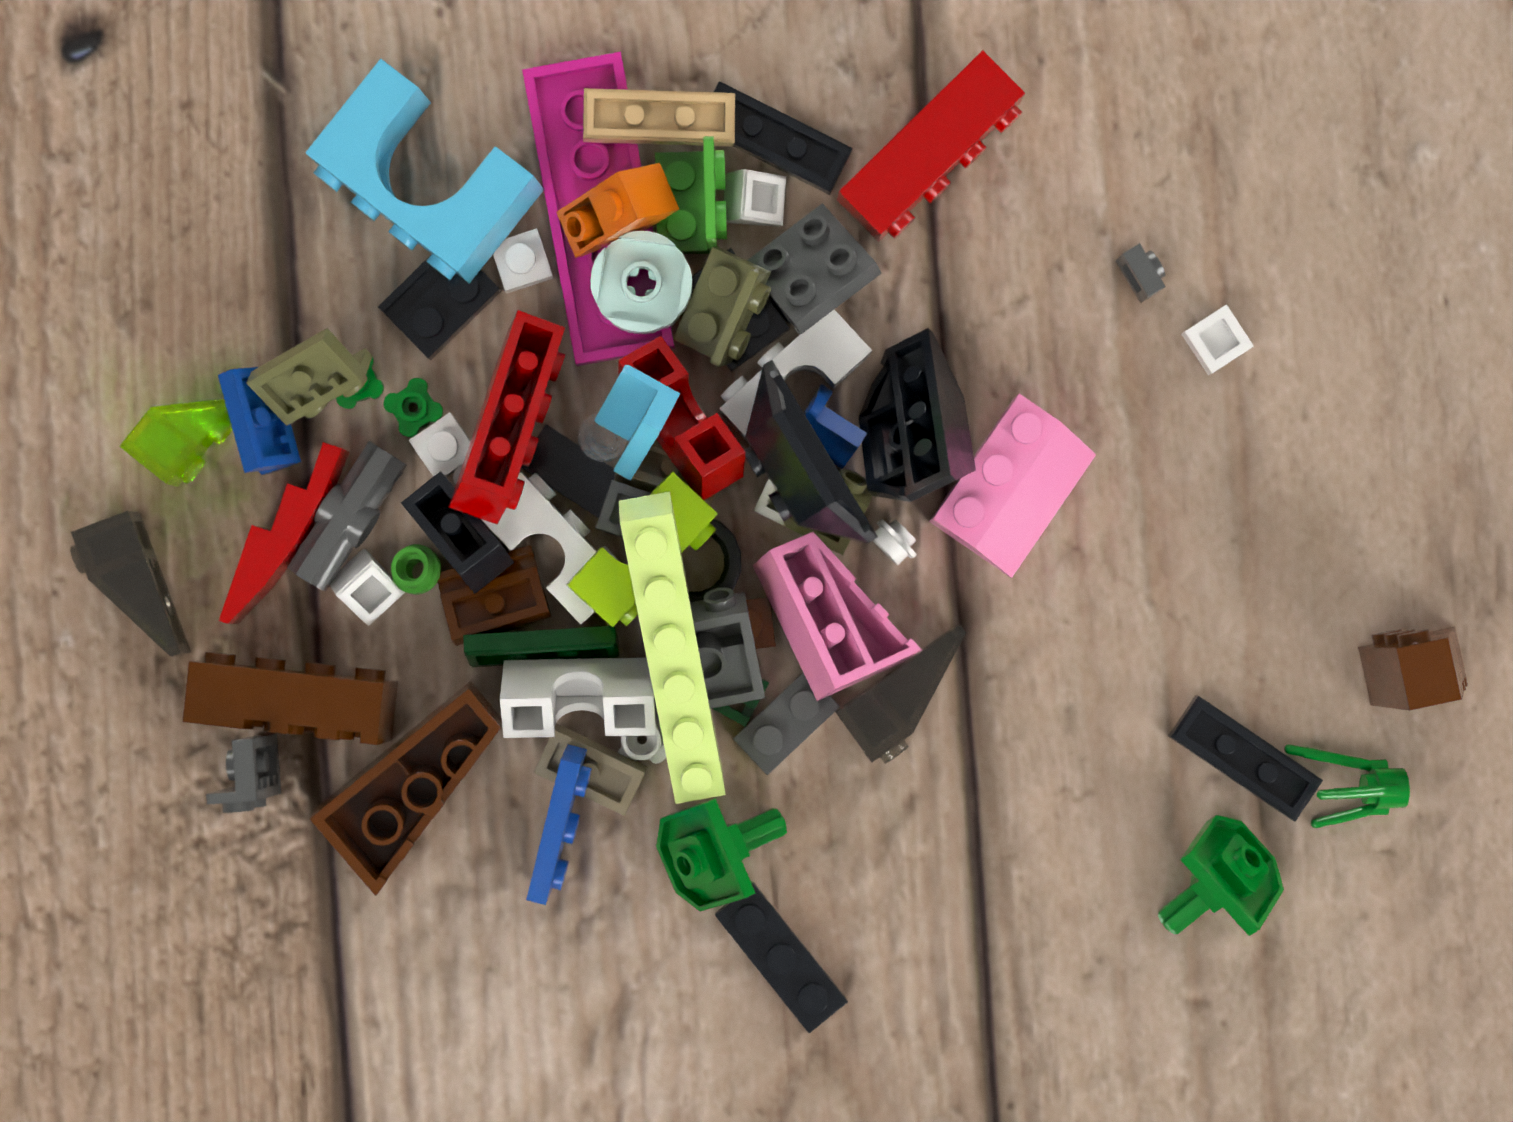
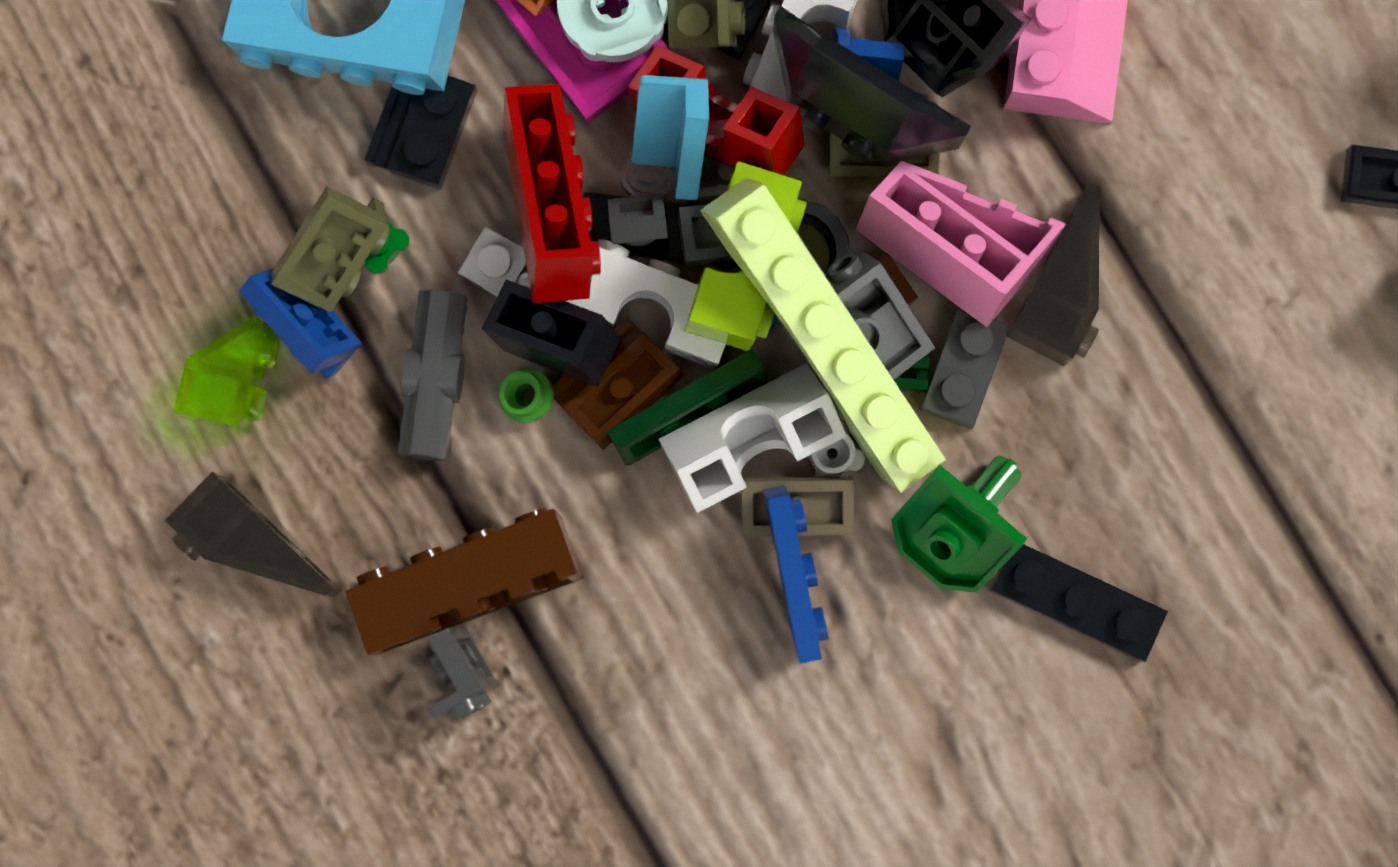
camera: 20 degrees left, 5 degrees down
(271, 551) = (374, 444): red slope -> none
(365, 587) = (485, 438): white slope -> none
(399, 403) = (452, 254): green plate -> none
(399, 793) = (621, 619): reddish brown wedge -> none
(522, 261) = (484, 50): white plate -> none
(574, 471) = (637, 219): none -> dark grey plate
(894, 541) = (984, 139): white plate -> none

